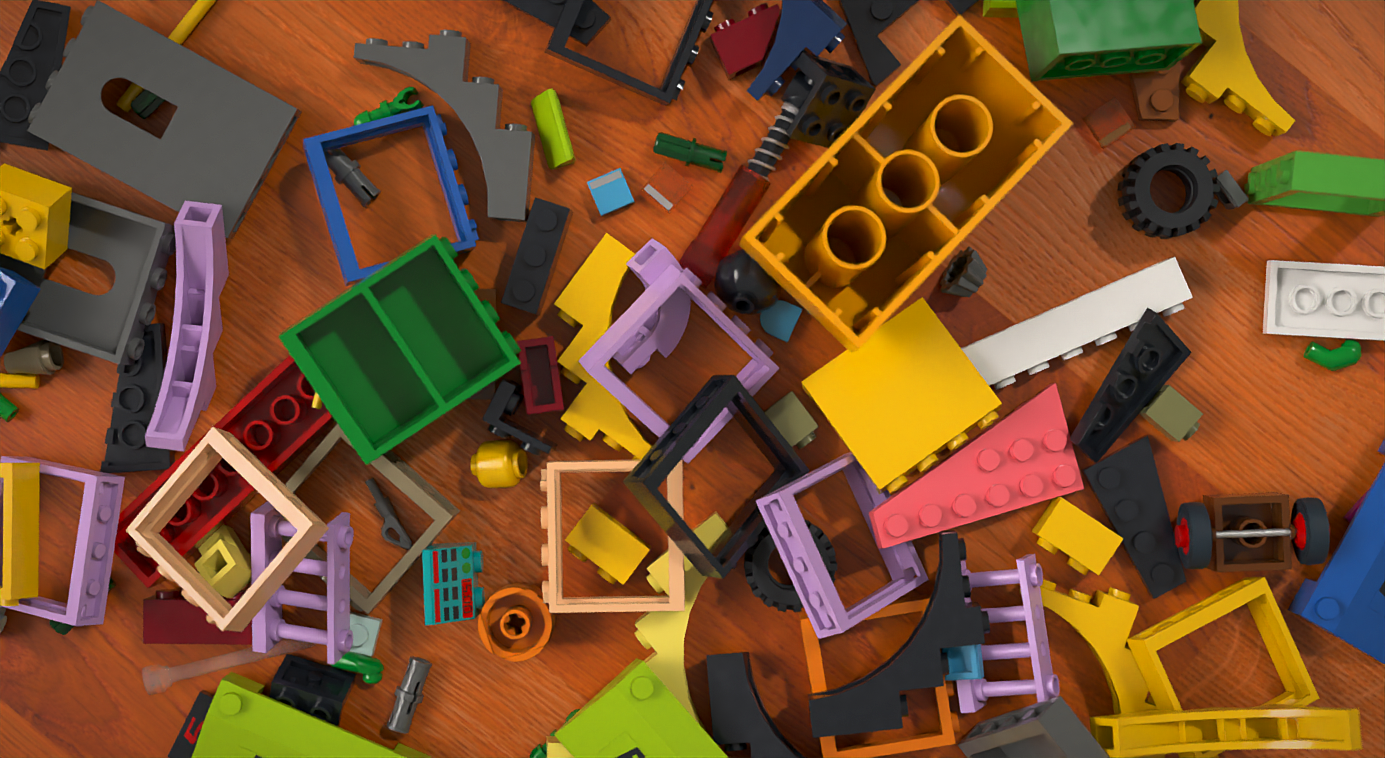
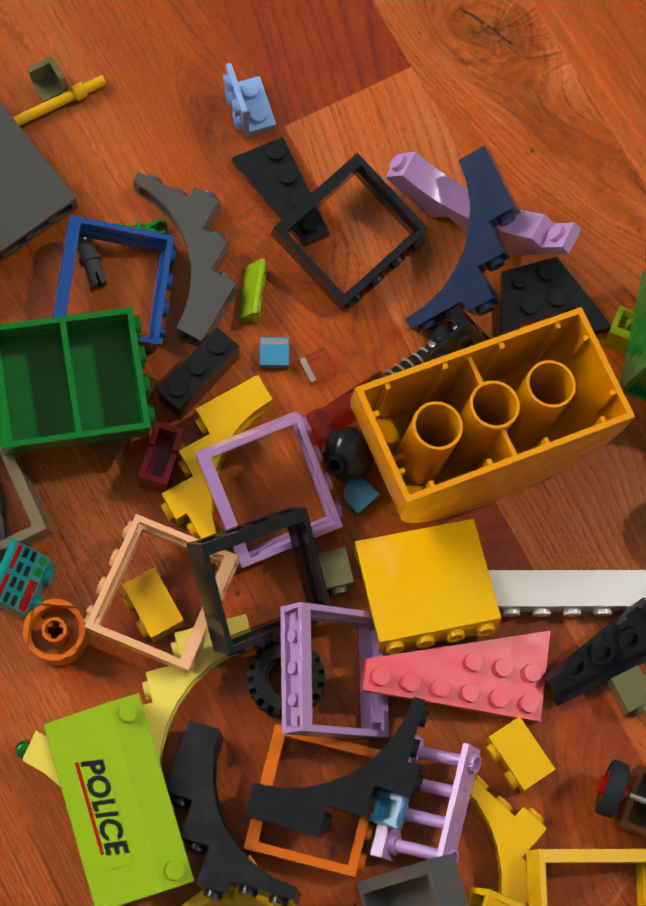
camera: 20 degrees right, 15 degrees down
(499, 464) = (100, 510): yellow head -> none
(505, 403) = (122, 466): black bracket -> none
(667, 323) = (276, 450): lavender arch -> none
(689, 151) = (345, 347): dark green axle -> none
(745, 43) = (418, 286): dark red slope -> none
(964, 274) = (513, 519): dark grey piece -> none
(1136, 508) = (575, 752): black wing -> none

